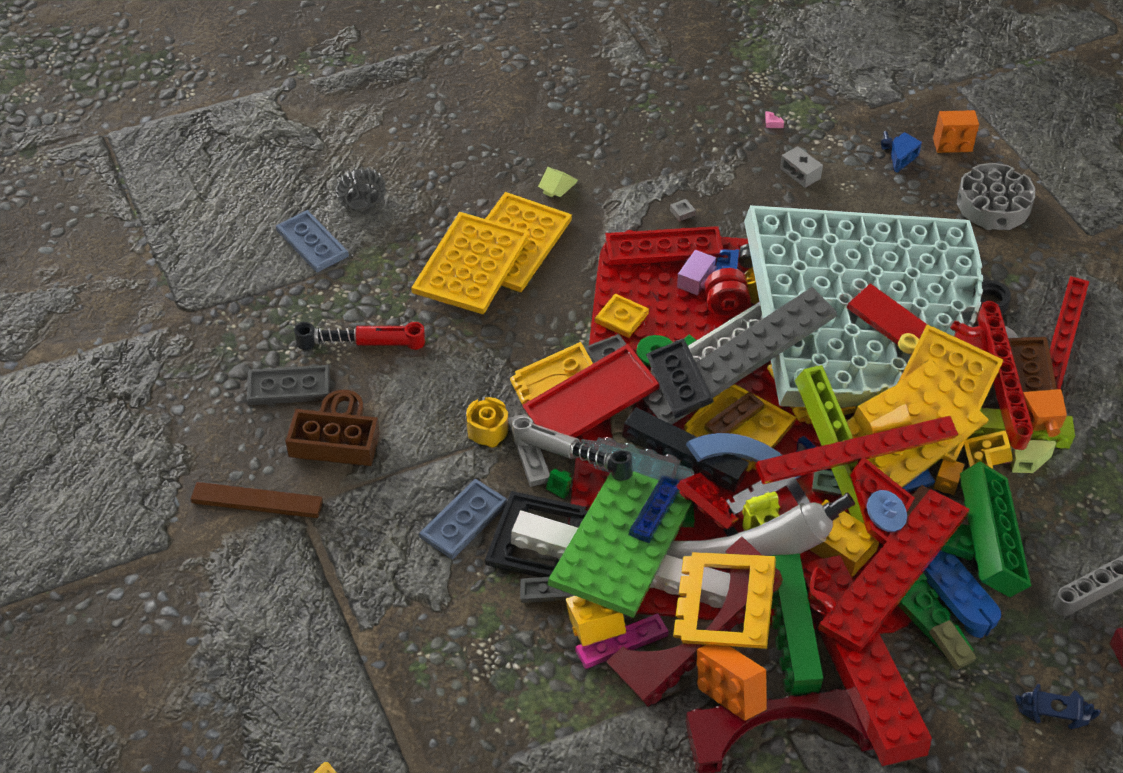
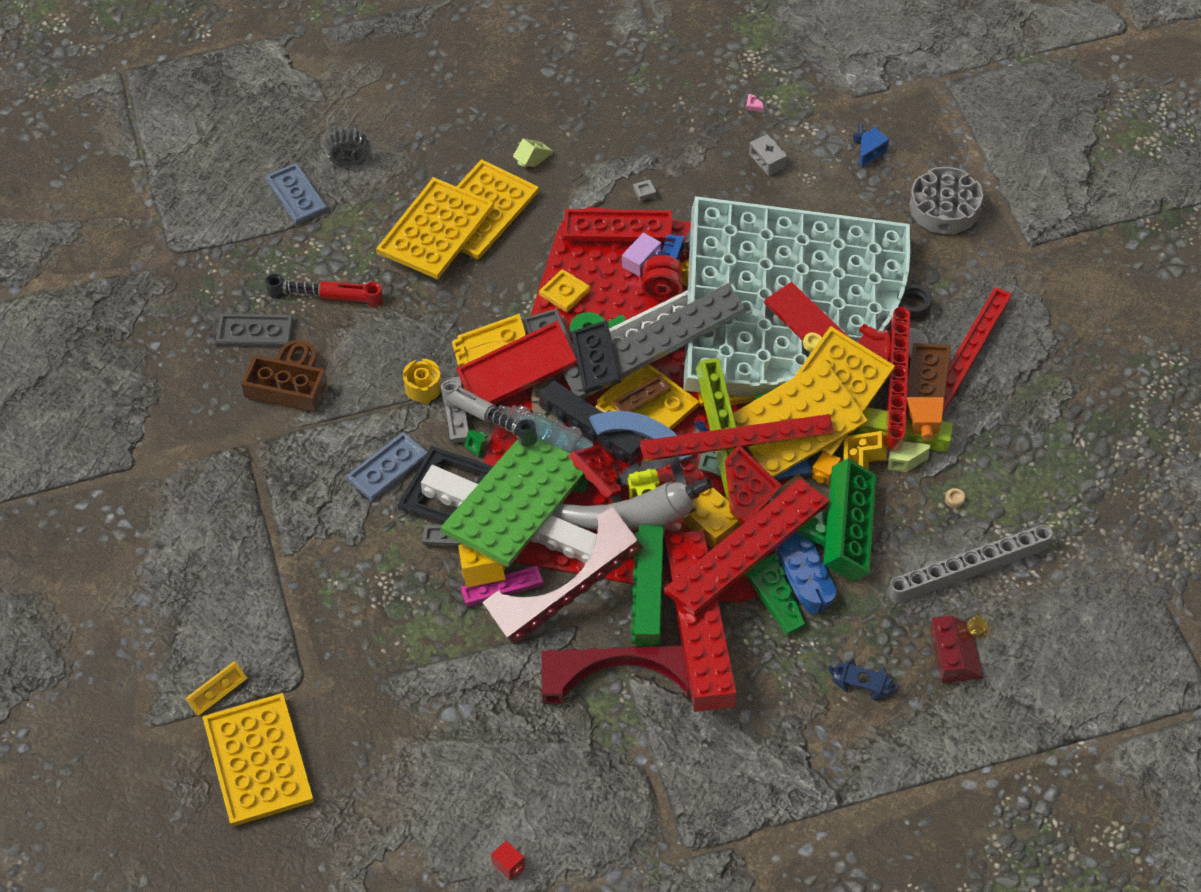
camera: 10 degrees right, 5 degrees up
(256, 500) = (211, 433): reddish brown tile -> none
(655, 509) = (547, 475): clear blue tile -> none
(732, 680) = (582, 627): orange brick -> none
(757, 605) = (612, 568): yellow hinge -> none
(819, 600) = (669, 567): red piece -> none
(882, 413) = (767, 406): yellow slope -> none
(886, 511) = (750, 495): medium blue piece -> none
(953, 645) = (785, 617): olive plate -> none
(955, 131) = (925, 130): orange brick -> none
(1093, 496) = (955, 498): none -> tan tile

